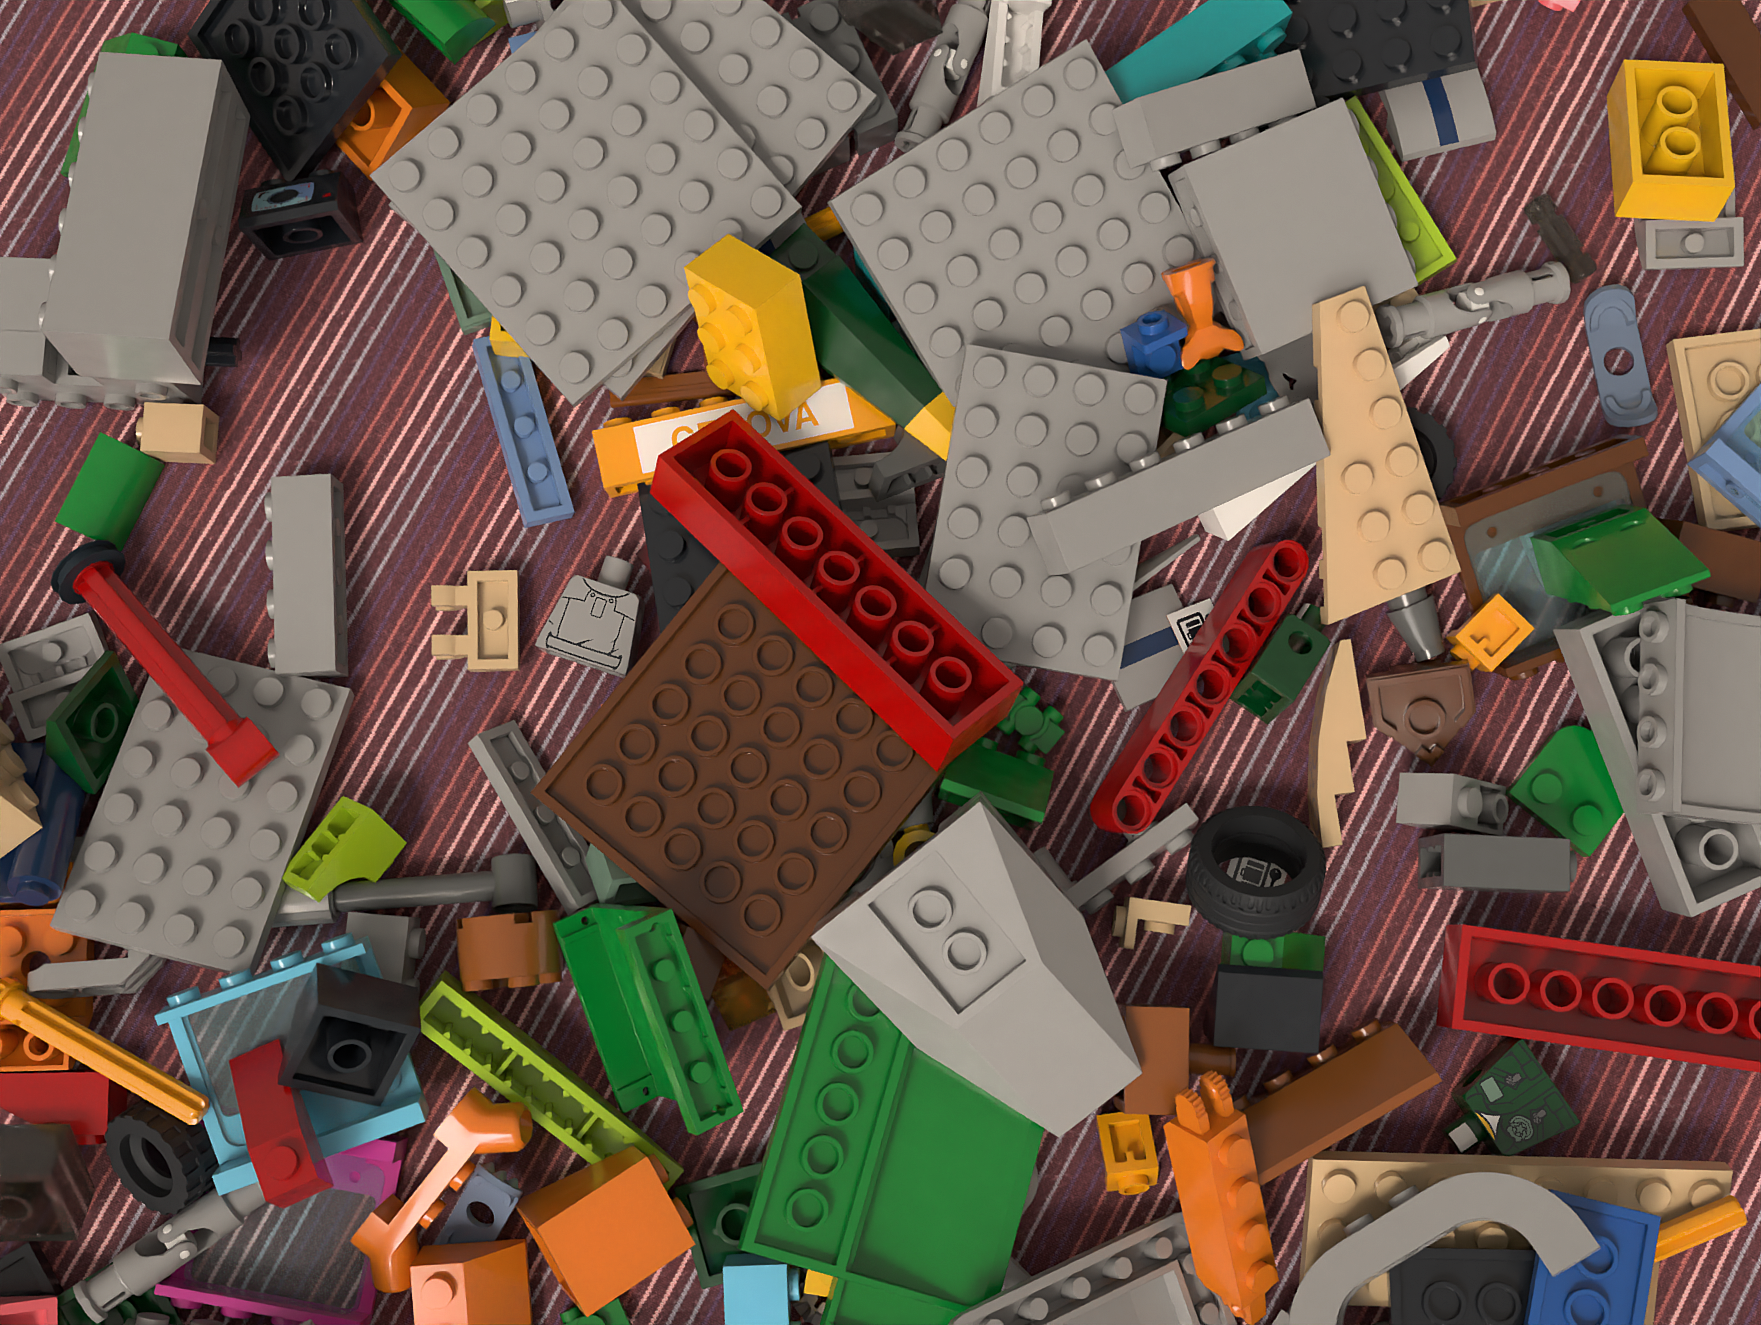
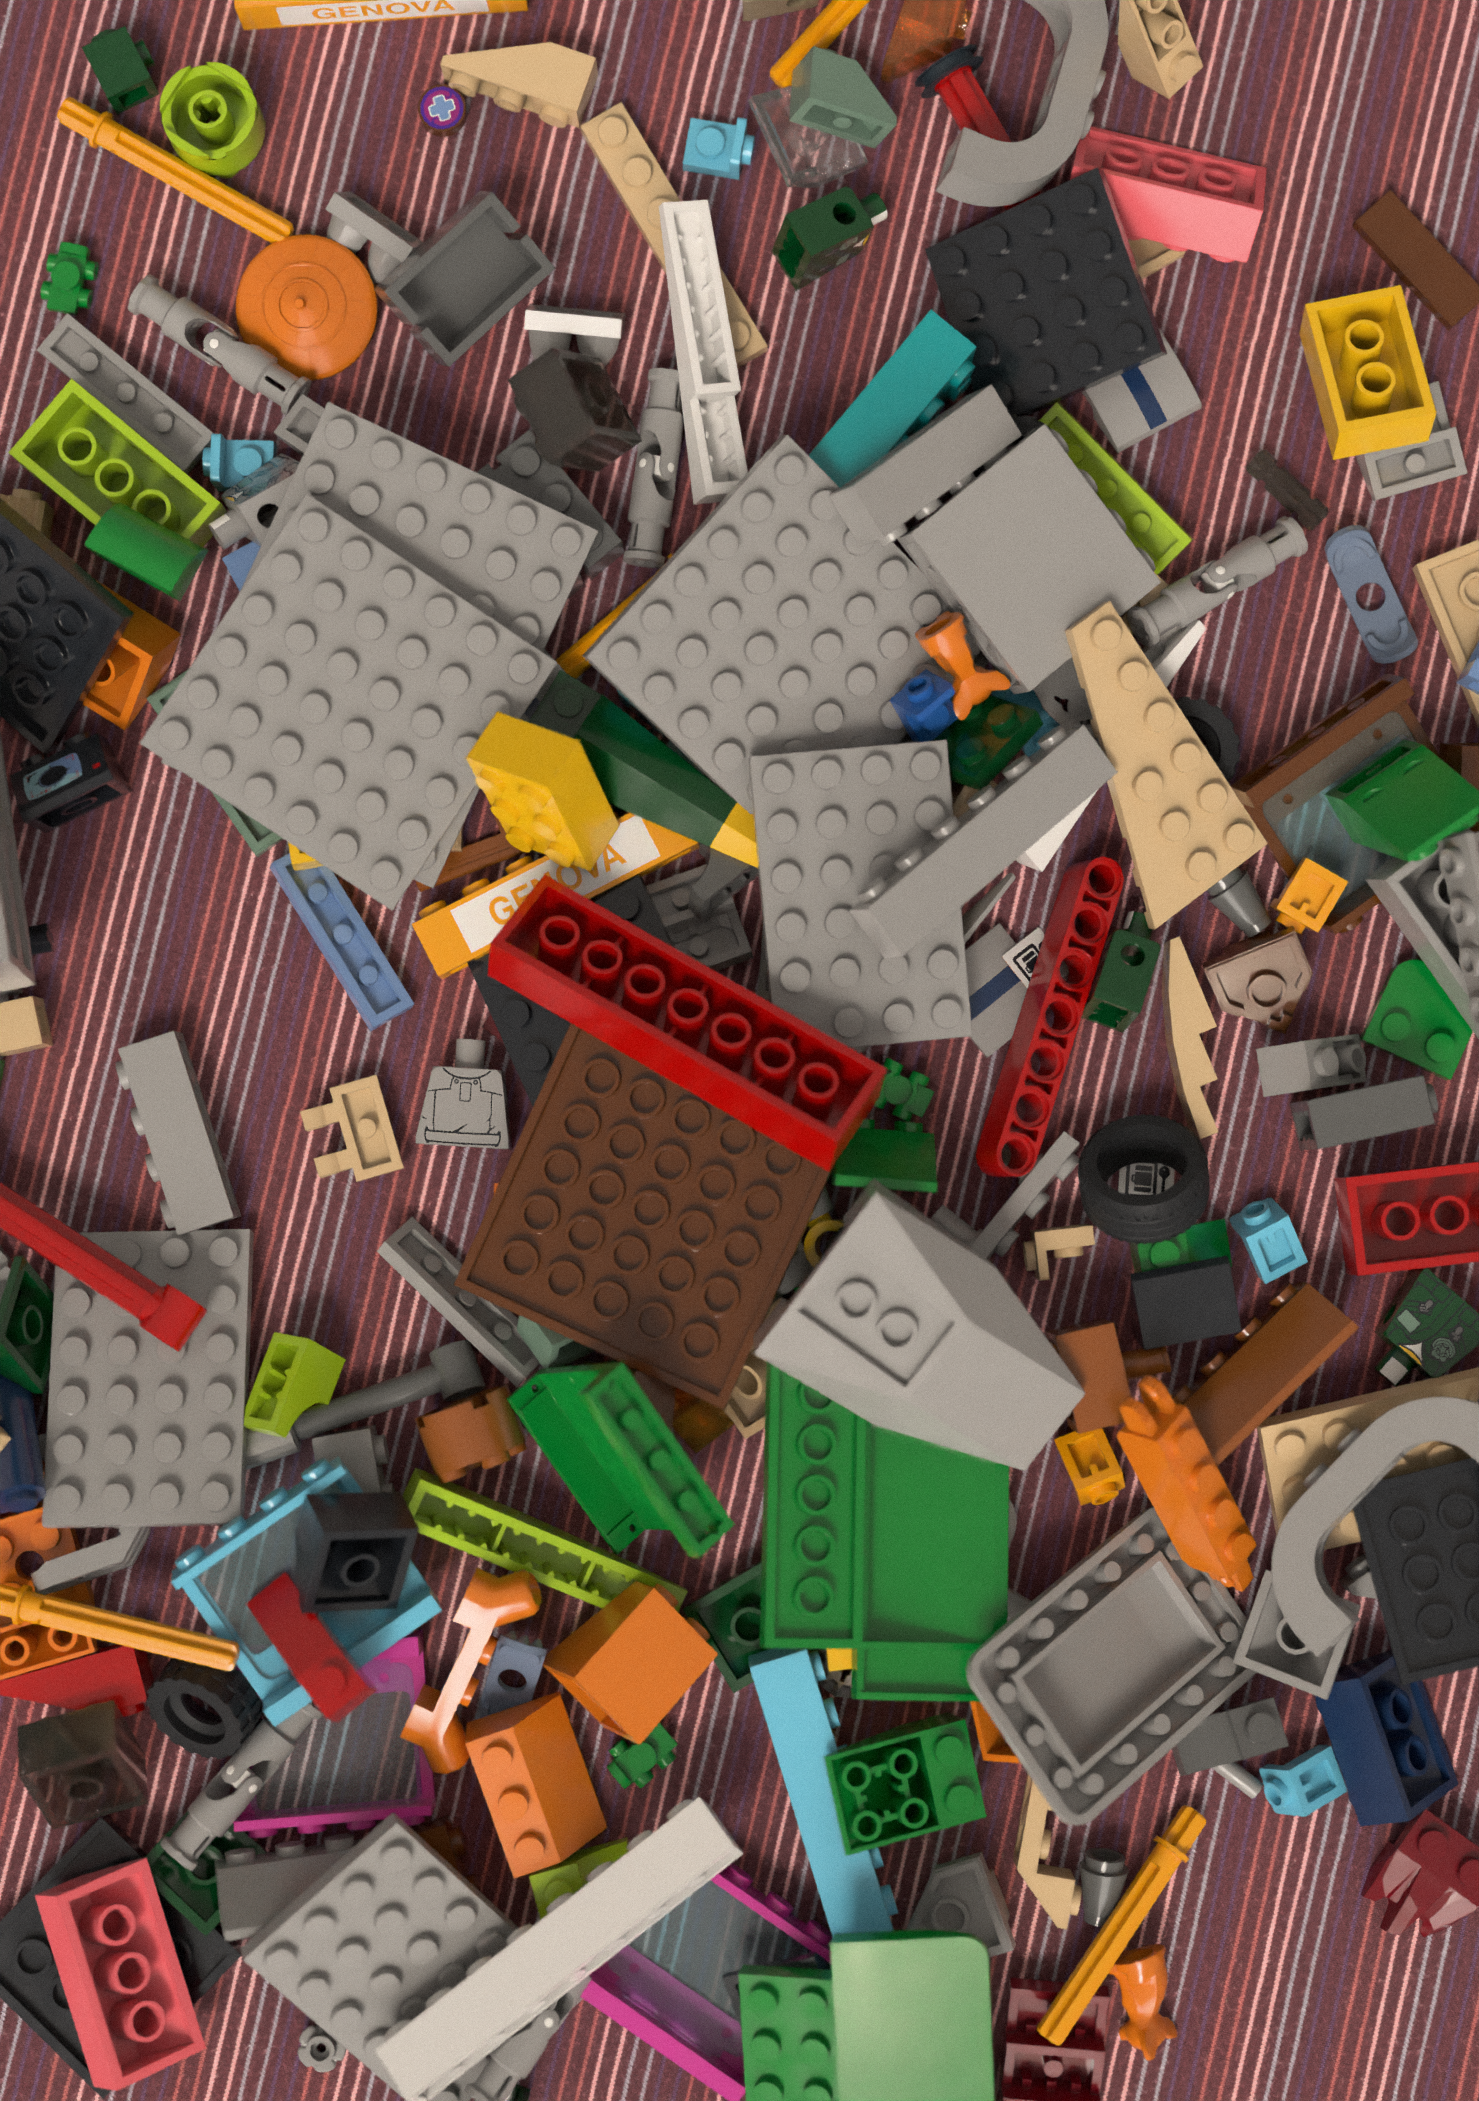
camera: 20 degrees left, 5 degrees up
(1366, 969) = (1269, 1239): none -> medium azure bracket

